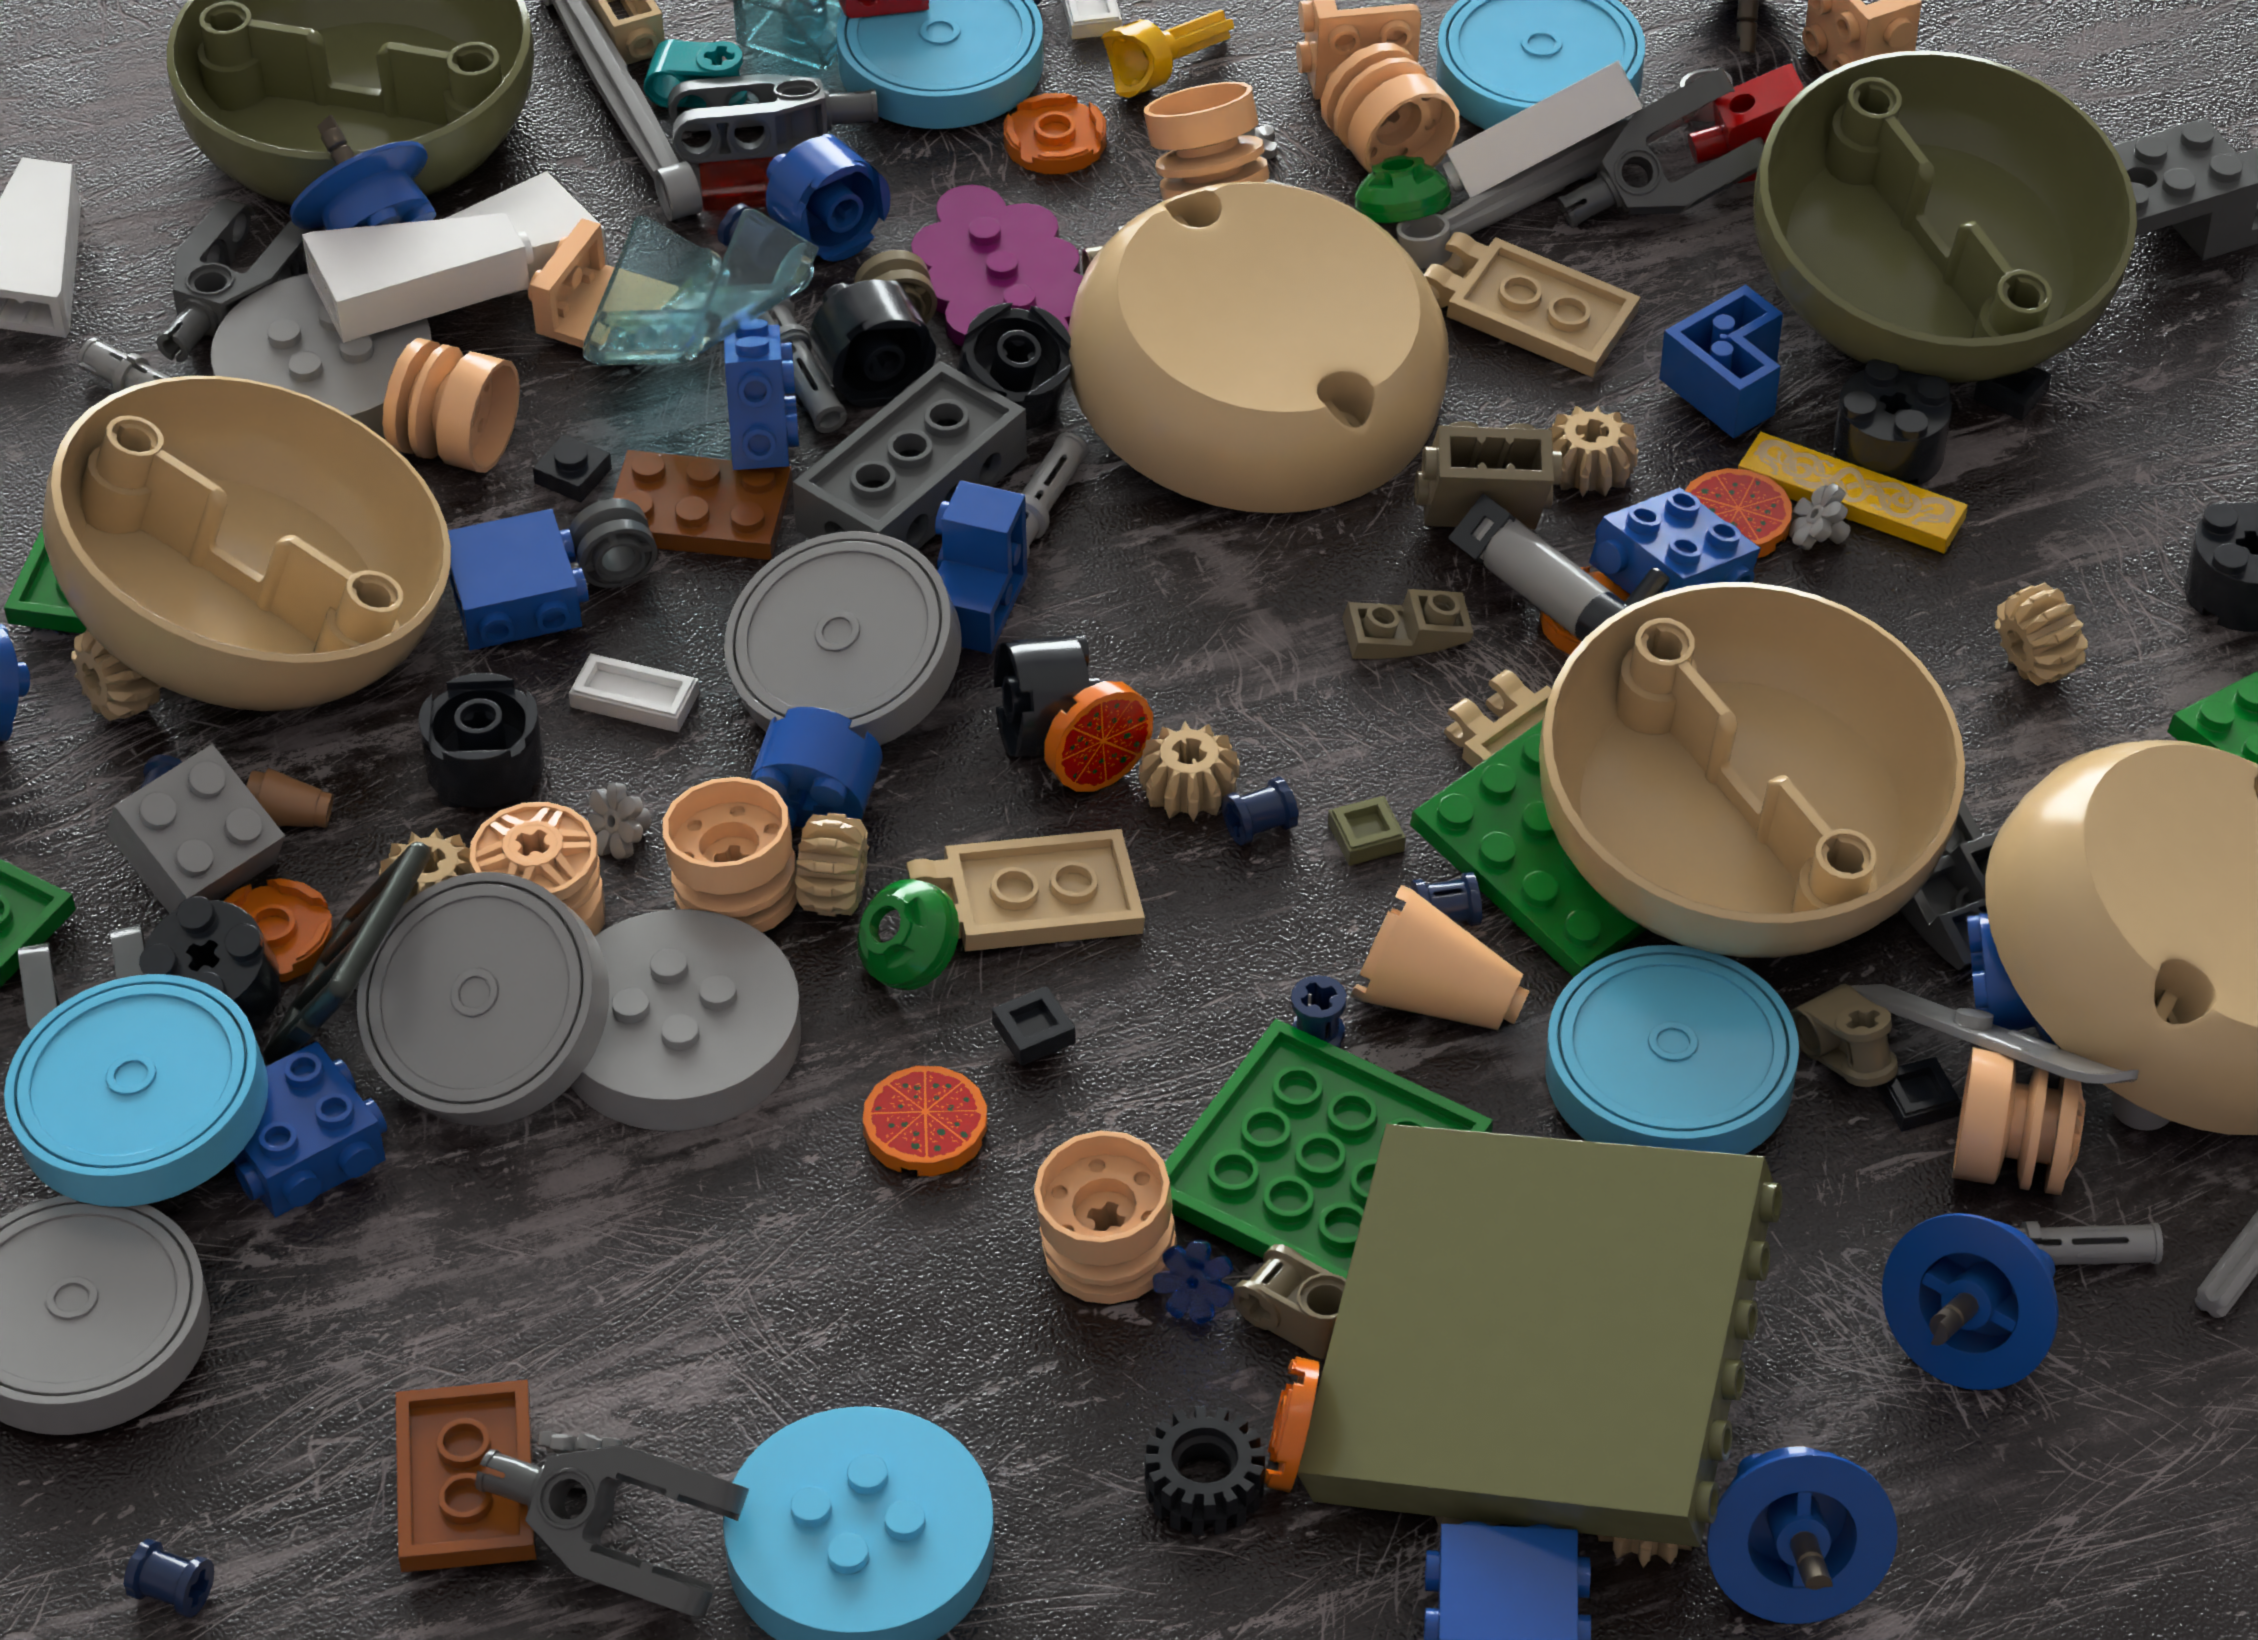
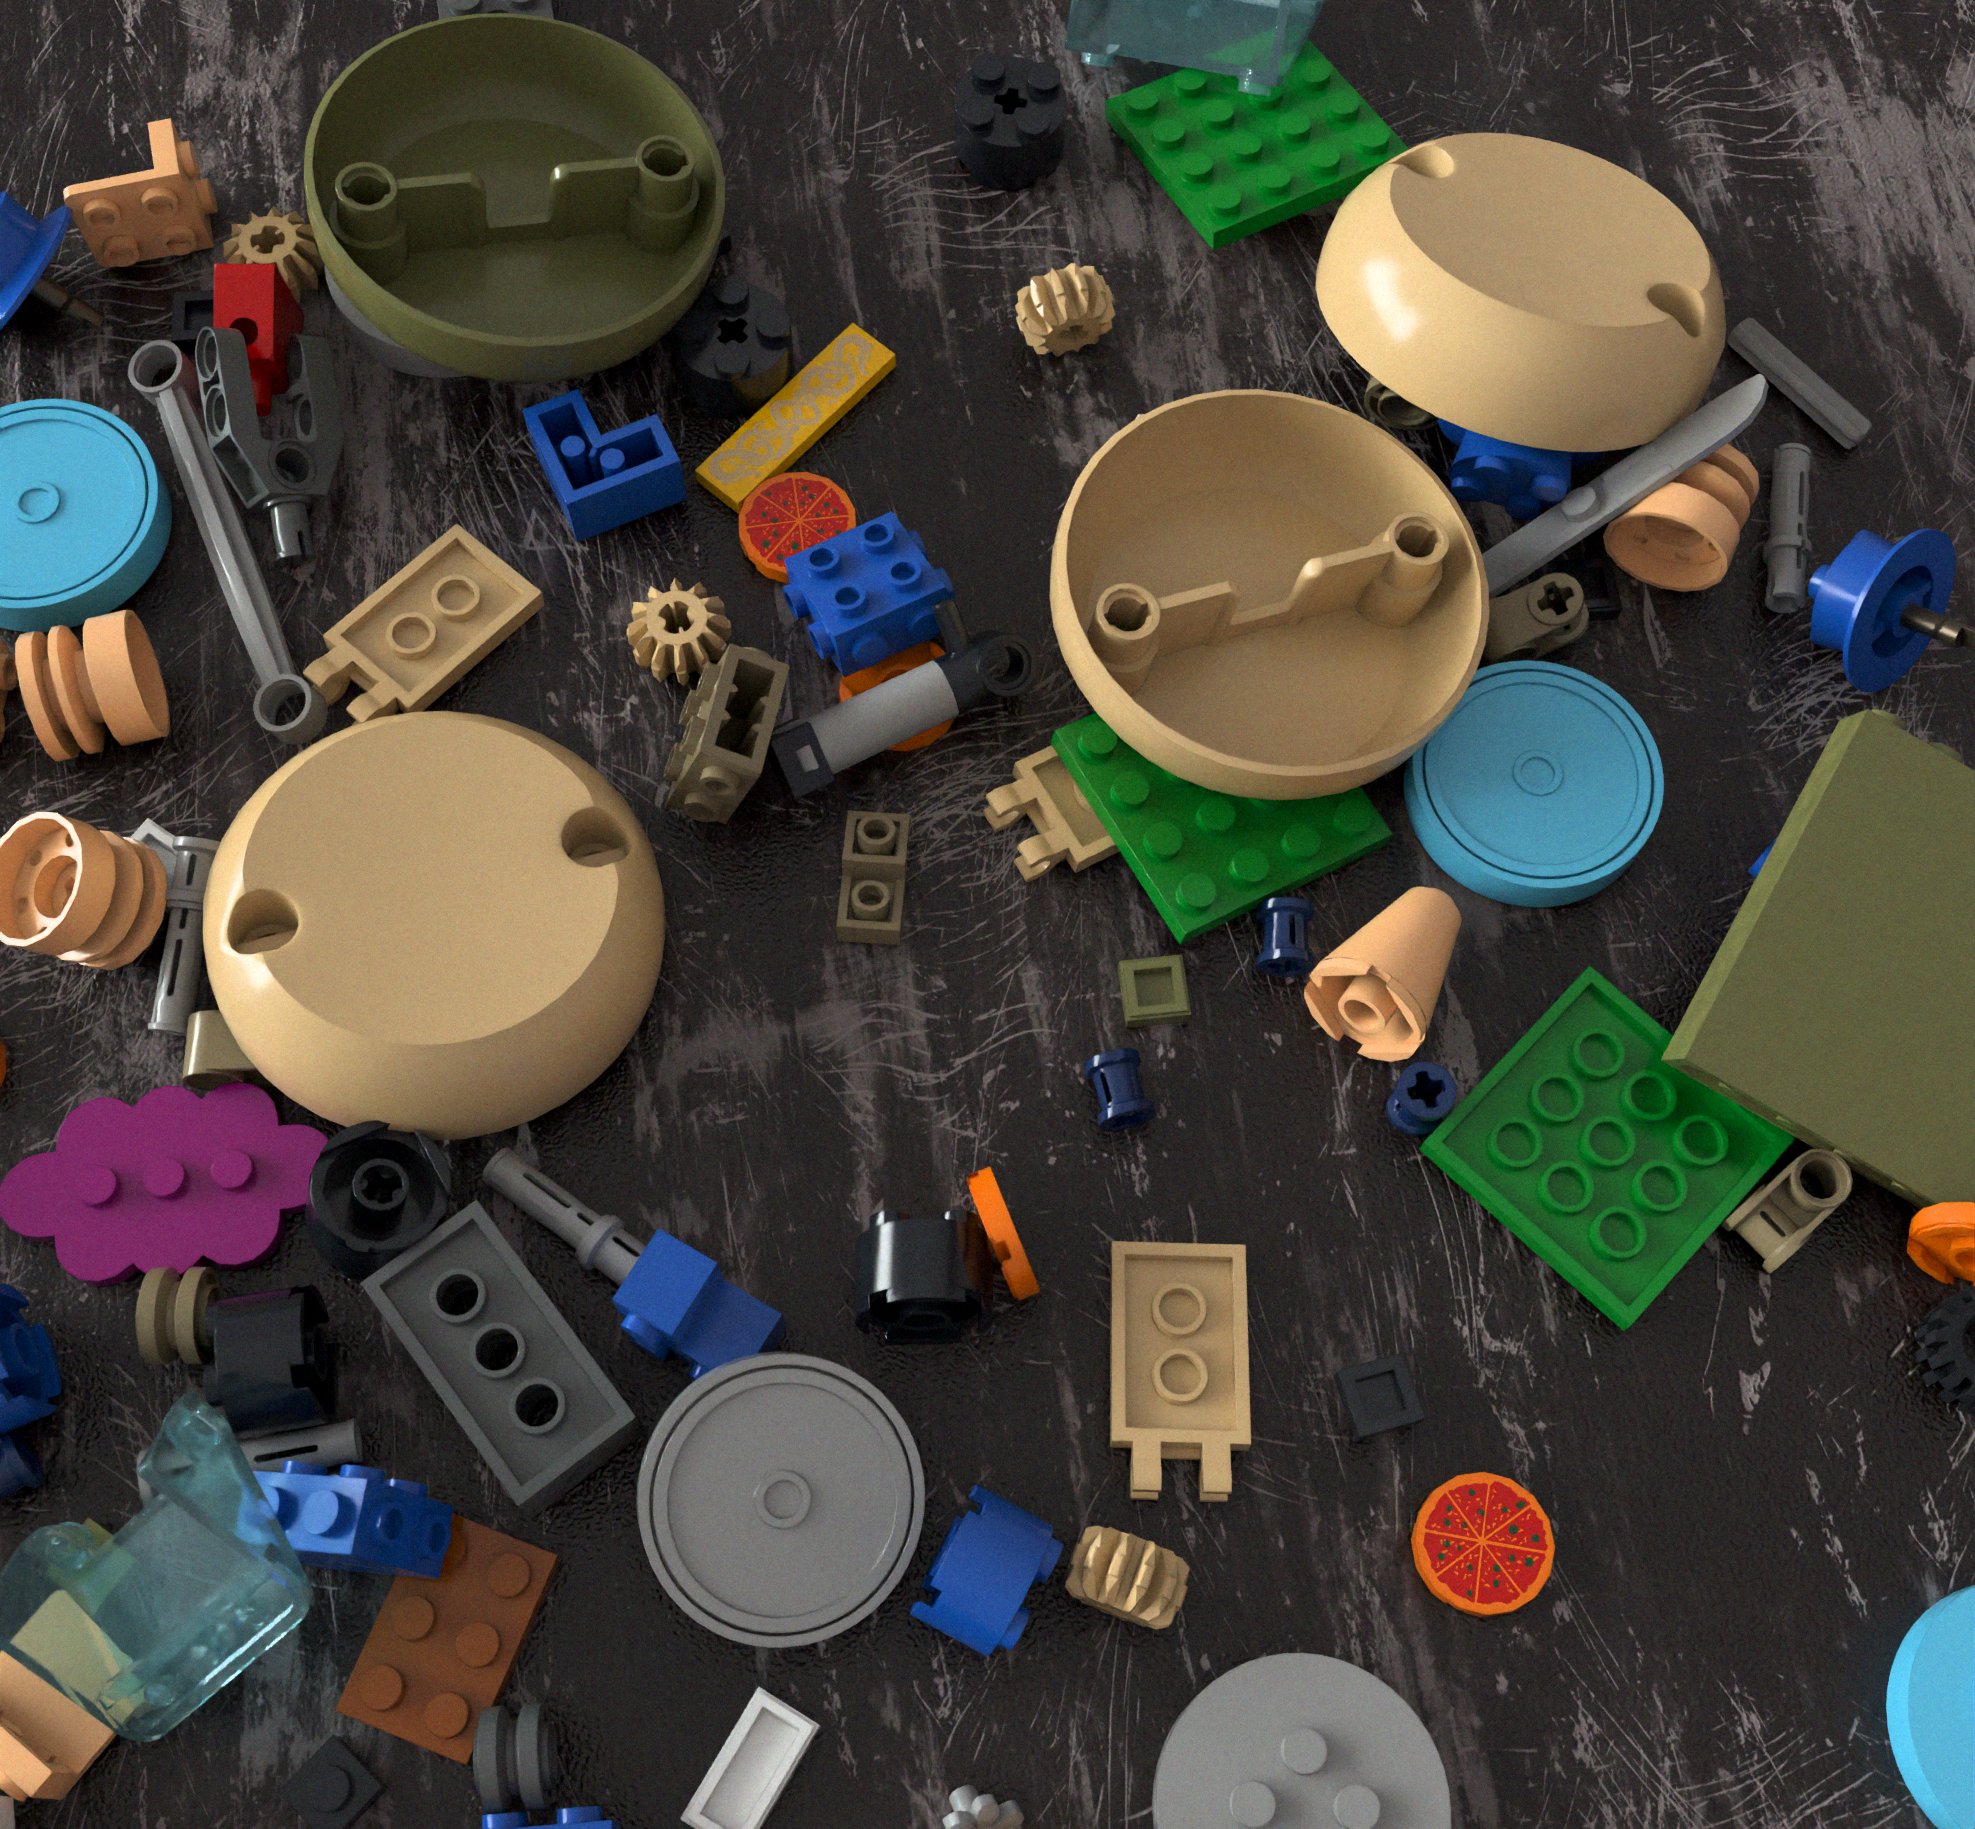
camera: 80 degrees left, 20 degrees up
(732, 851) = (1080, 1656): light nougat wheel -> none
(924, 938) = (1227, 1491): green piece -> none
(1104, 1216) = (1729, 1365): light nougat wheel -> none
(1188, 770) = (1042, 1128): tan gear -> none
(1194, 1281) = (1755, 1303): clear blue plant -> none
(1402, 190) = (226, 719): green piece -> none
(1542, 130) = (193, 528): white slope -> none
(1820, 518) = (839, 451): light grey plant -> none

